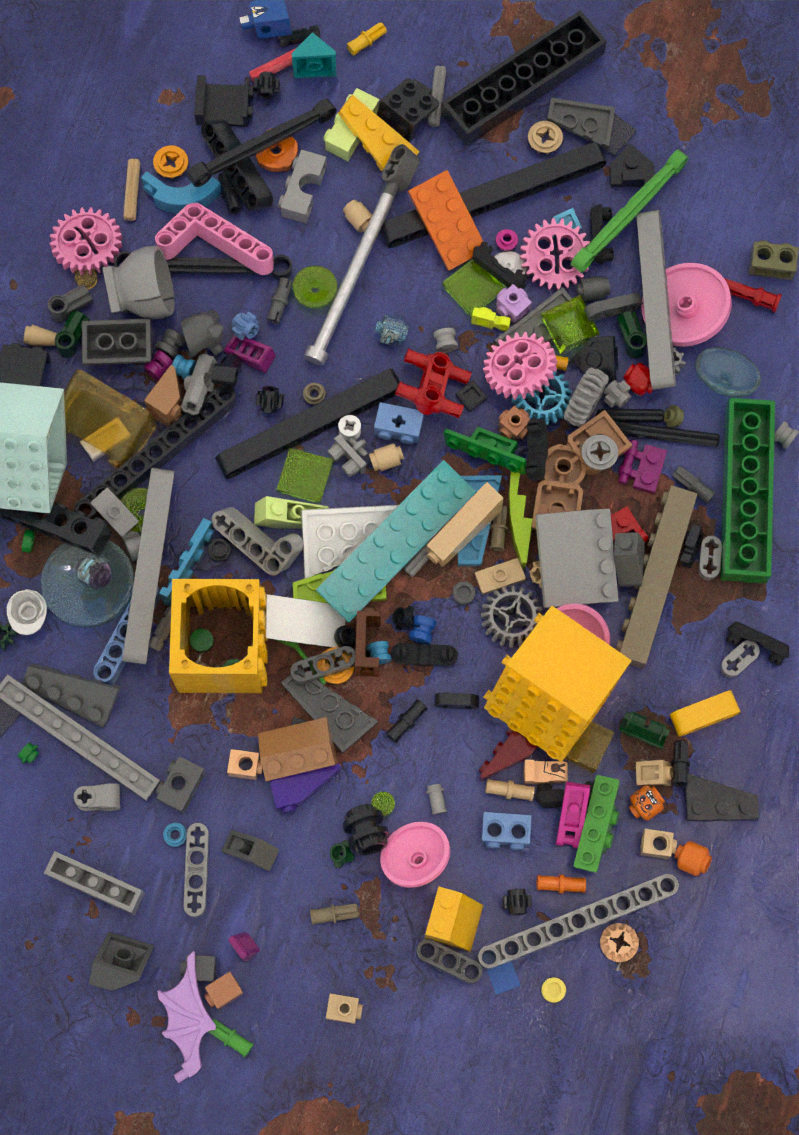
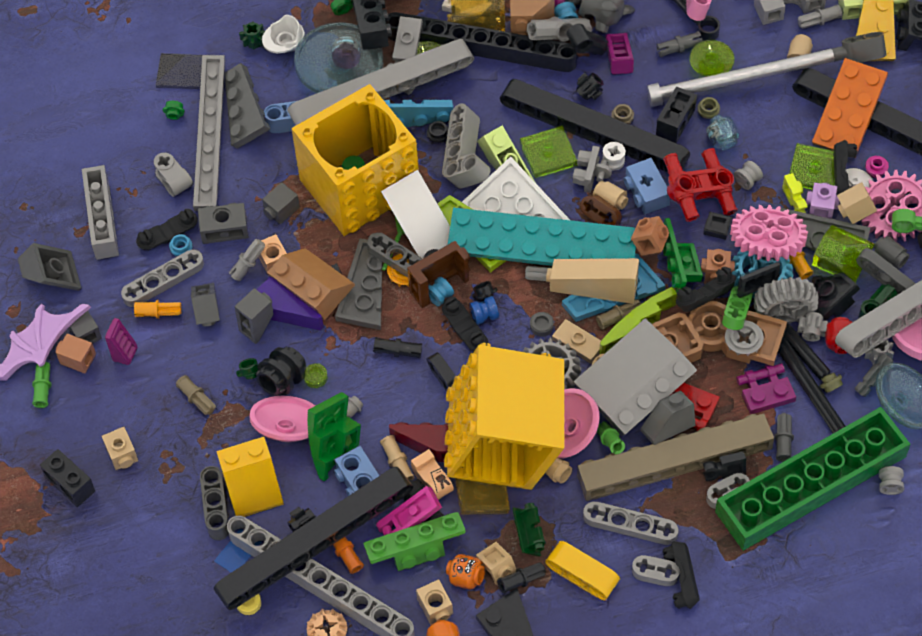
camera: 60 degrees right, 15 degrees down
(151, 837) = (165, 232): none -> black piece
(196, 725) = (280, 203): none -> dark grey brick
(225, 893) = (157, 309): none -> light orange axle
(237, 789) = (247, 260): none -> light grey axle
(245, 325) = (636, 32): medium blue gear -> none
(299, 816) = (254, 314): none -> dark grey slope
(335, 176) = (820, 16): none -> light grey axle
(341, 1070) = (67, 478): none -> black brick
(351, 353) = (676, 114): none -> black brick
(358, 317) = (708, 103): none -> olive plate
(396, 475) = (603, 207): none -> reddish brown beam
(457, 827) = (331, 433): none -> green slope
(458, 455) = (650, 235): none -> nougat brick
(539, 282) = (856, 203): none -> tan brick
(547, 904) = (312, 538): none -> black beam
(554, 406) = (754, 279): none -> black slope
(573, 446) = (736, 310): none -> bright green beam
(612, 613) = (610, 438): none -> bright green axle
(685, 647) = (629, 527): none -> light grey beam
(691, 381) = (863, 388): none -> dark grey axle

